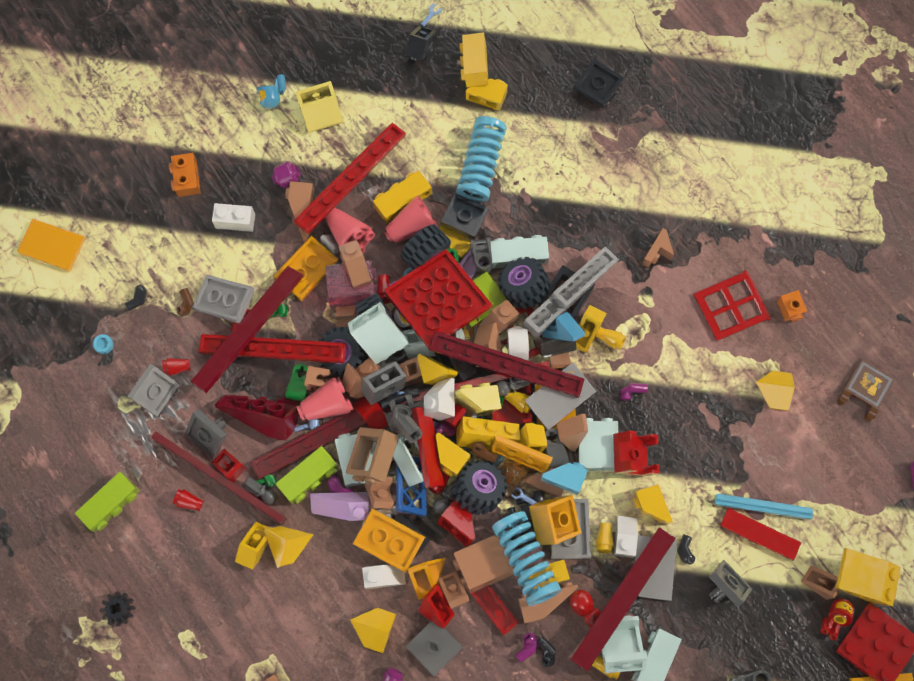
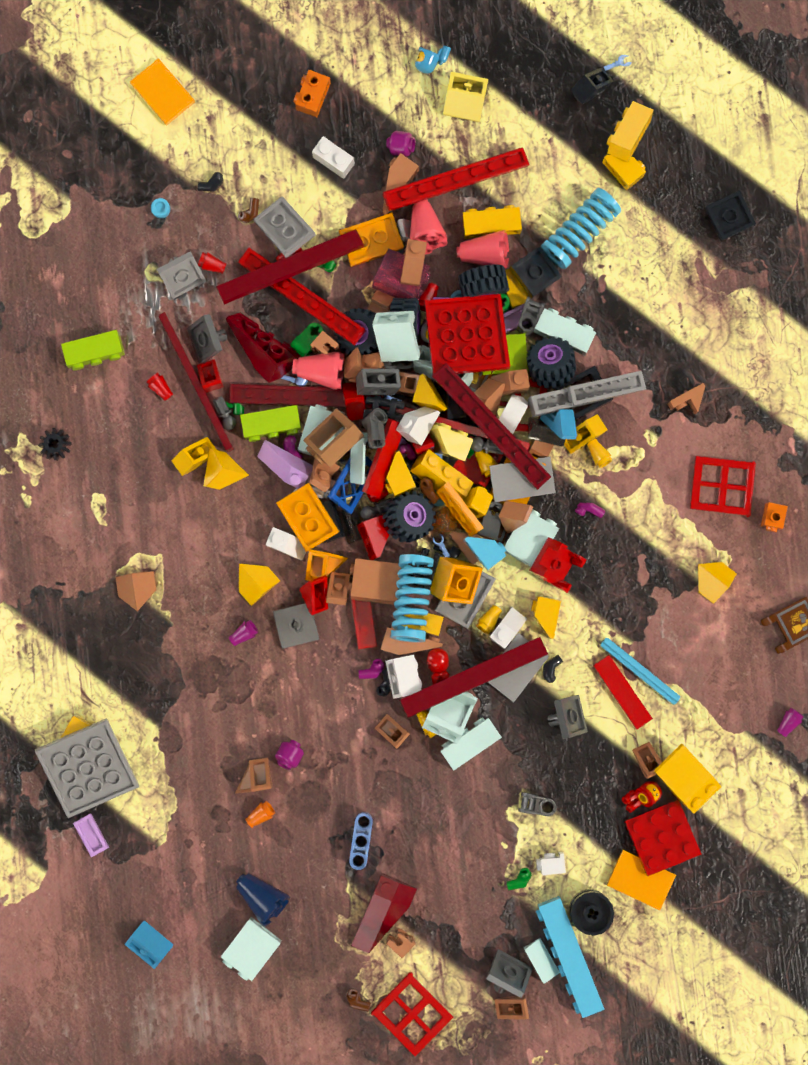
camera: 30 degrees right, 10 degrees up
(559, 636) = (403, 676): none -> white brick

